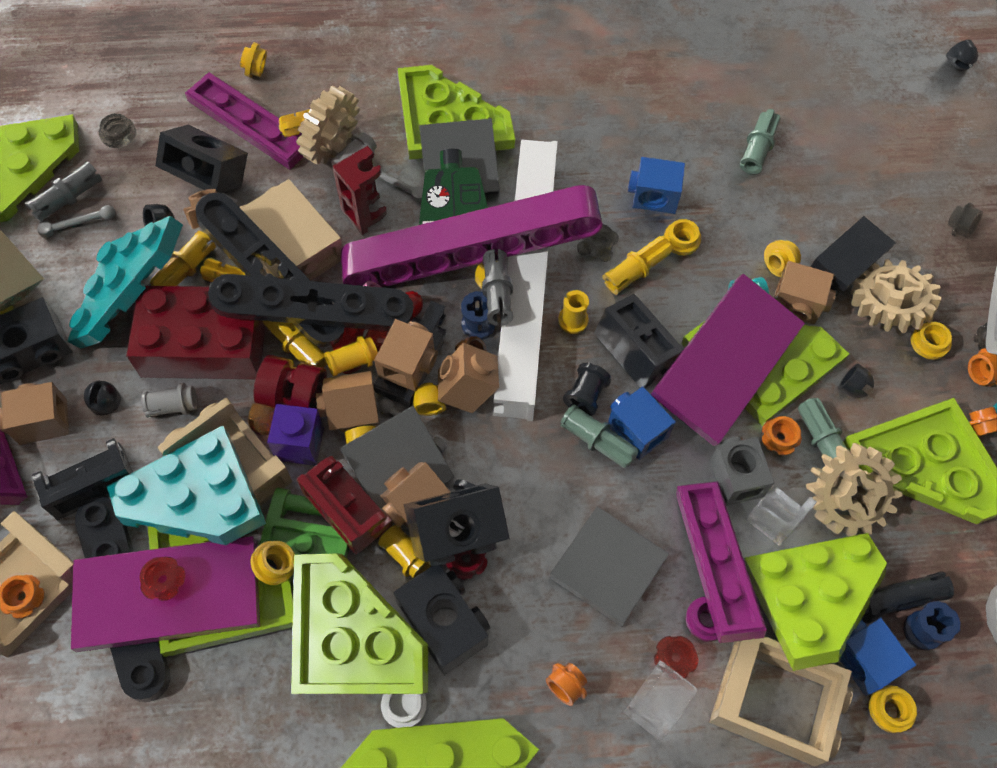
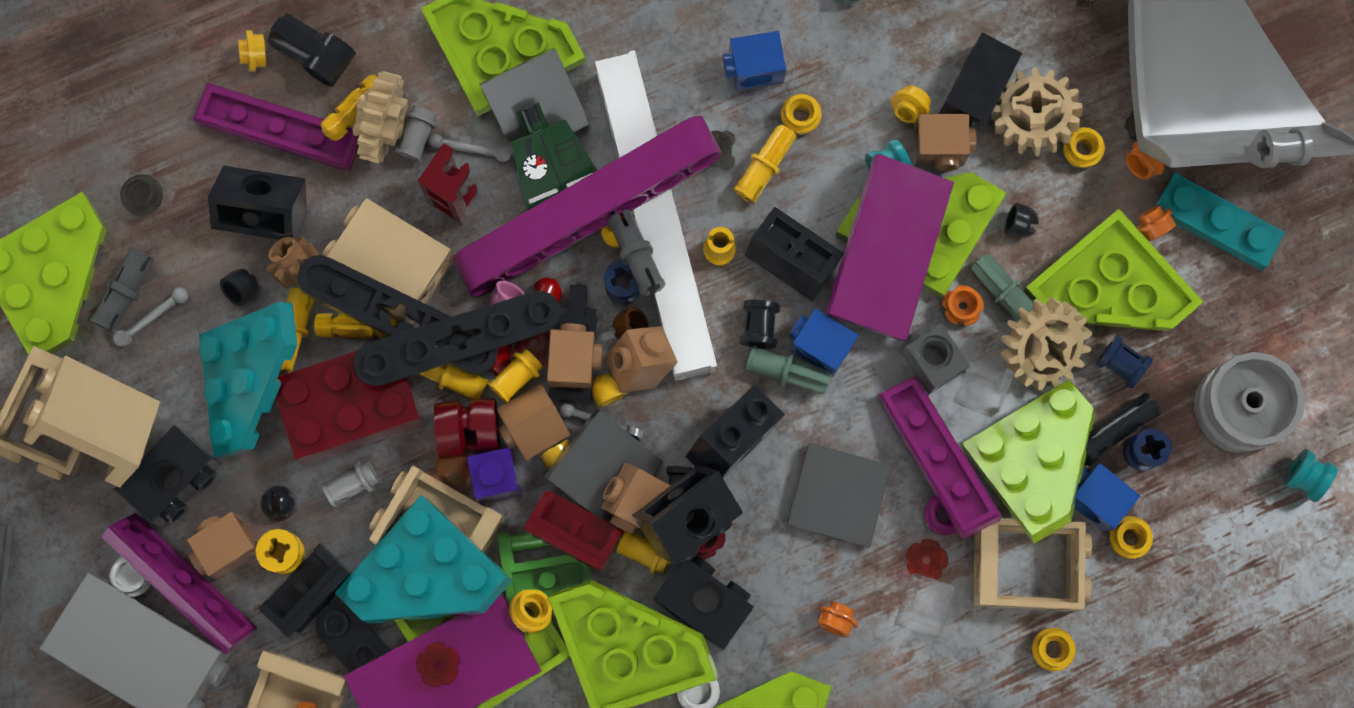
camera: 20 degrees left, 15 degrees up
(86, 445) = (290, 556): none -> yellow wheel
(303, 77) = (320, 55): none -> black piece
(530, 468) = (736, 432): none -> black brick
(927, 535) = (1124, 361): none -> dark blue bush

